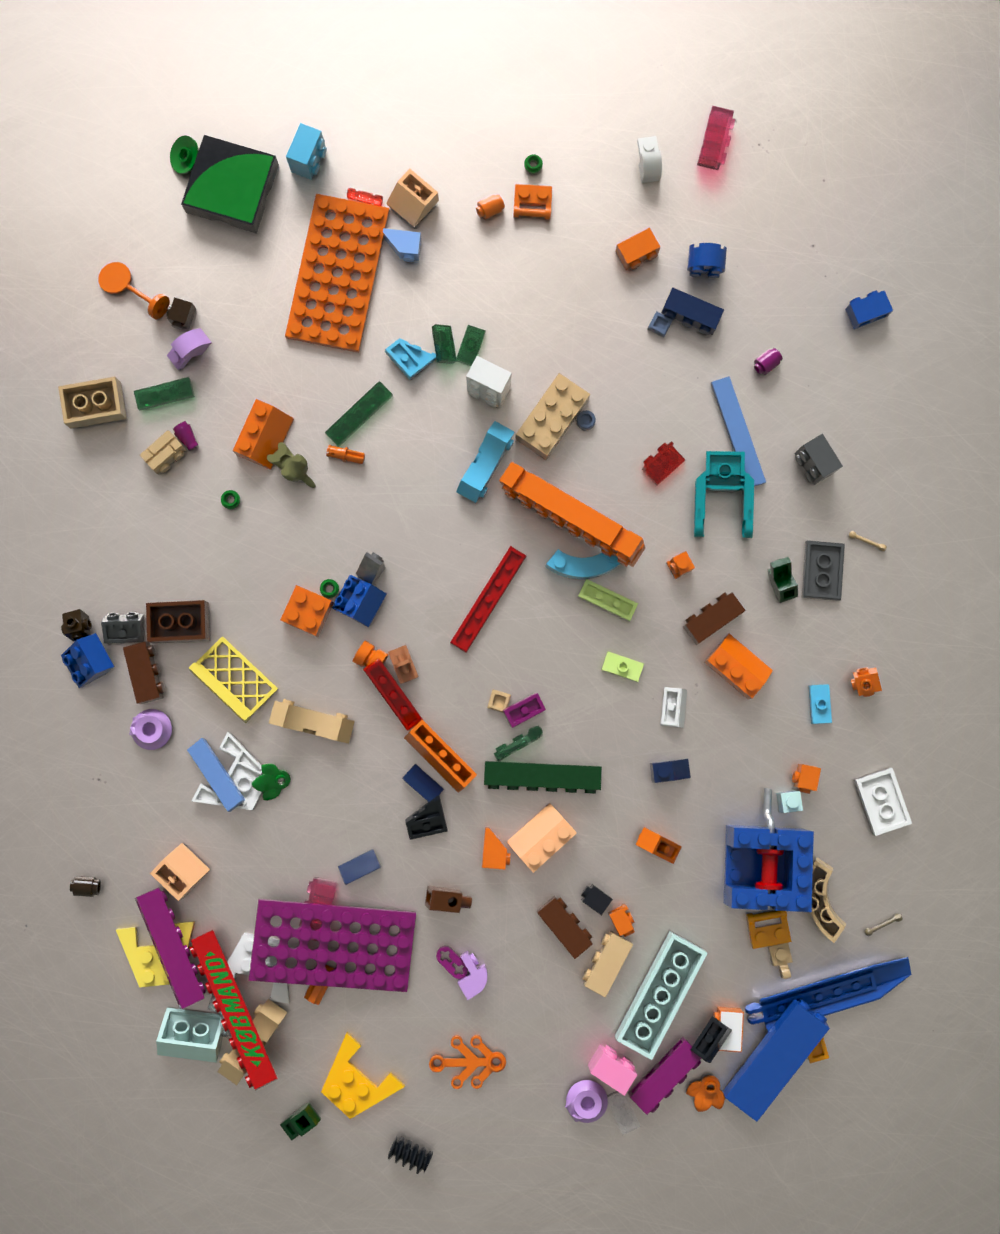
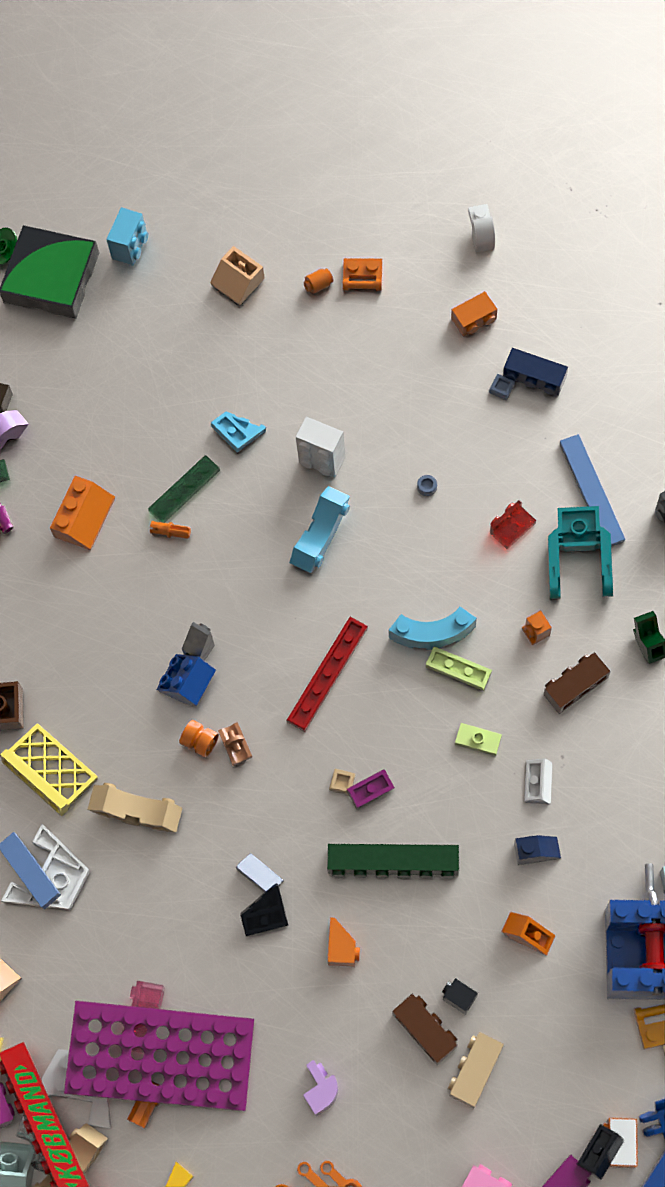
camera: 10 degrees right, 15 degrees down
(224, 499) = (45, 576): green plate -> none
(269, 783) = (87, 876): green plate -> none
(293, 467) = (113, 542): olive animal -> none
(307, 611) = (129, 692): orange brick -> none
(310, 259) = (187, 364): orange piece -> none
(329, 582) = (153, 663): green plate -> none
(359, 867) = (189, 969): dark blue slope -> none
(364, 196) = (188, 278): clear red axle -> none
(392, 694) = (224, 775): red tile -> none
(404, 243) = (229, 319): light blue slope -> none
(438, 898) = (279, 1000): reddish brown torso -> none
(440, 756) = (278, 840): orange brick -> none
(444, 344) = (273, 415): clear green plate -> none
(449, 965) = (292, 1079): magenta beam -> none
(470, 345) = (303, 408): clear green plate -> none
(518, 743) = (365, 825): clear green hinge -> none
(533, 159) = (362, 233): green plate -> none
(541, 837) = (395, 929): light nougat slope -> none
(552, 416) = (390, 481): tan brick -> none
(572, 514) = (415, 575): orange brick -> none
(622, 920) = (490, 1020): orange brick -> none
(660, 995) = (539, 1103): light aqua brick -> none
(706, 259) = (547, 319): blue brick -> none
(716, 138) = (550, 205): clear pink brick -> none
(739, 666) = (607, 734): orange slope -> none
(767, 361) = (619, 417): magenta brick -> none

